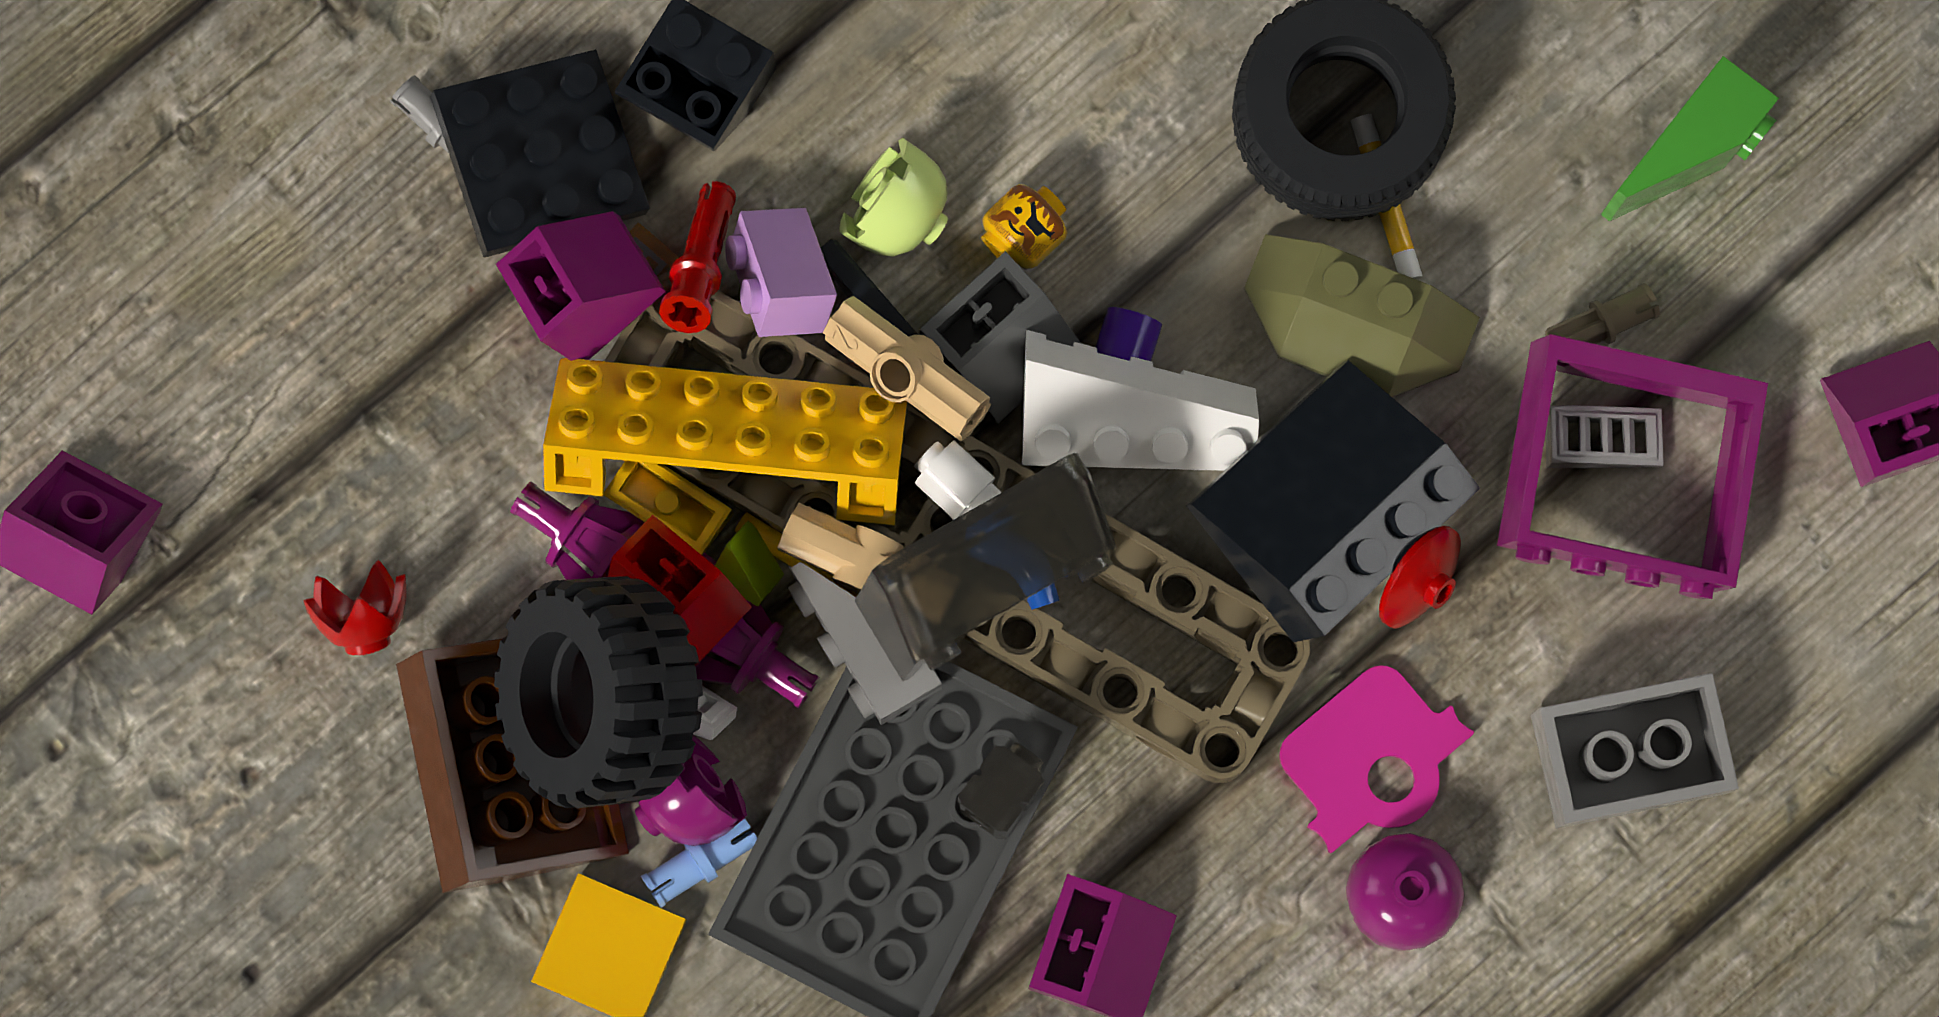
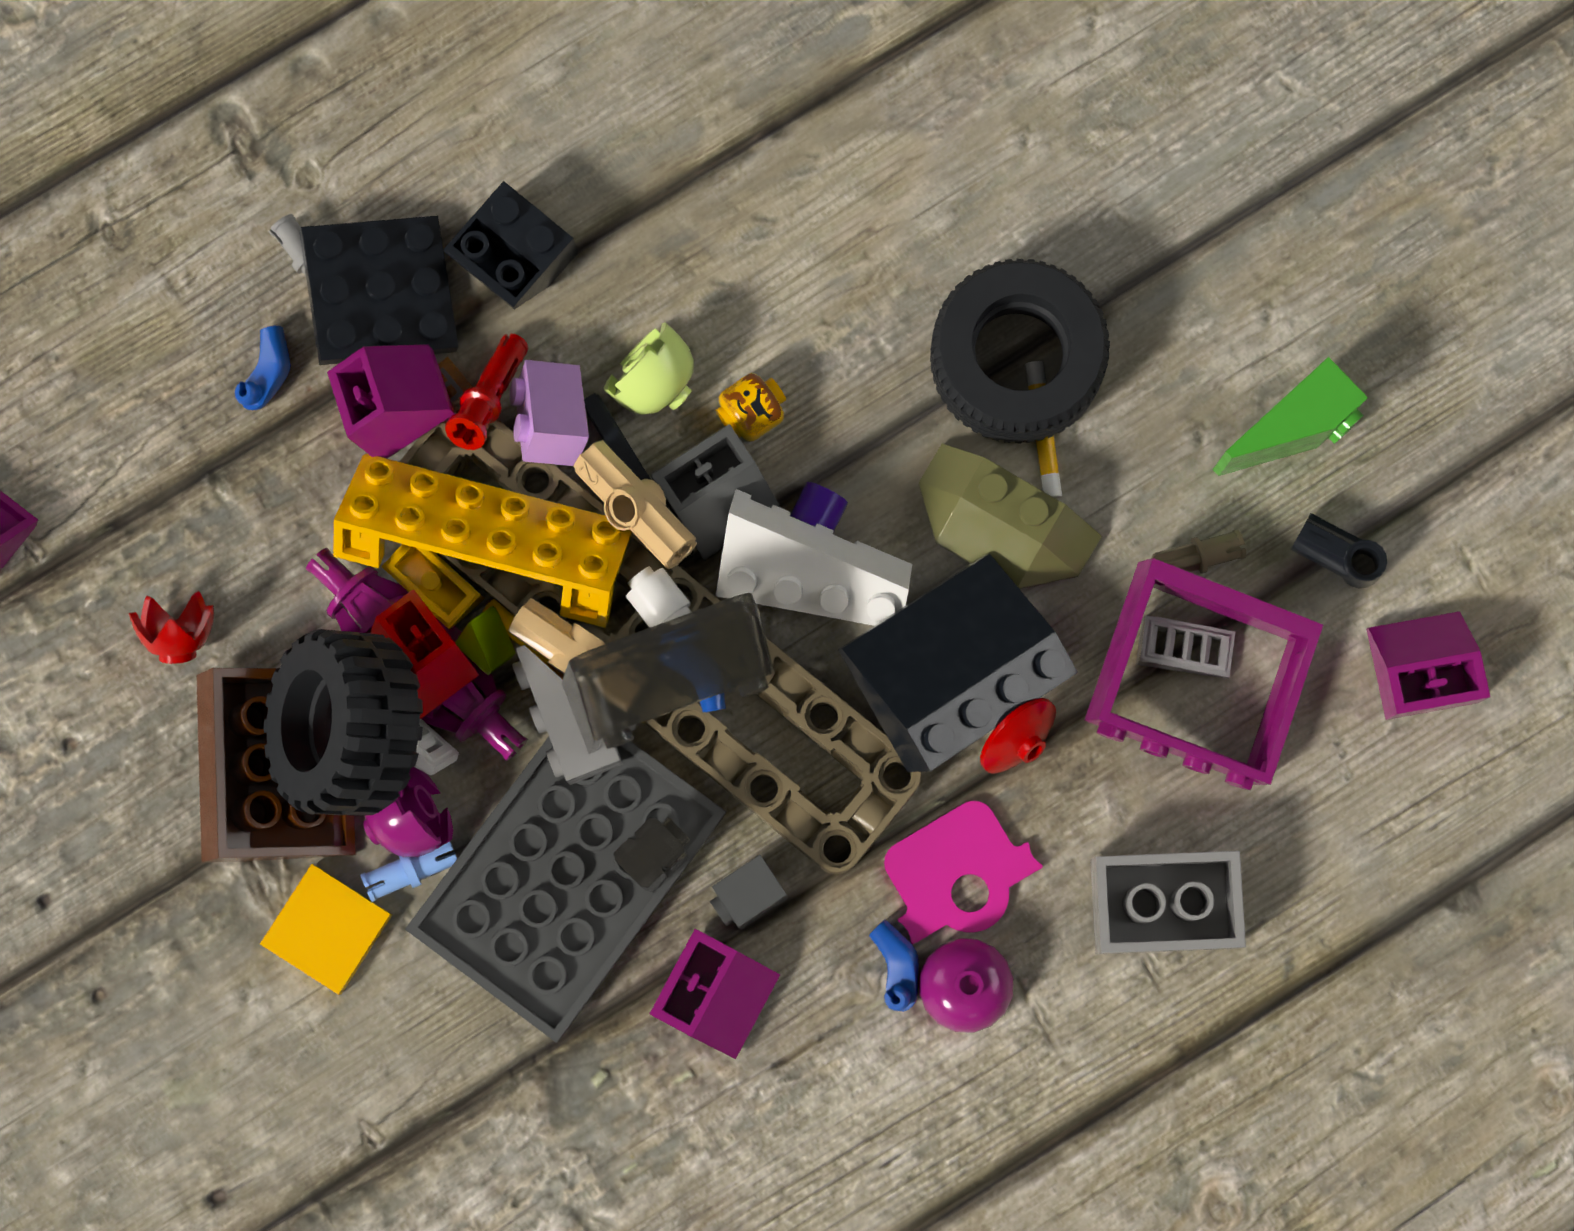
camera: 15 degrees right, 0 degrees up
(419, 277) = (270, 370): none -> blue arm
(1123, 822) = (747, 894): none -> dark grey brick
(1323, 882) = (901, 966): none -> blue arm
(1766, 290) = (1334, 549): none -> black piece

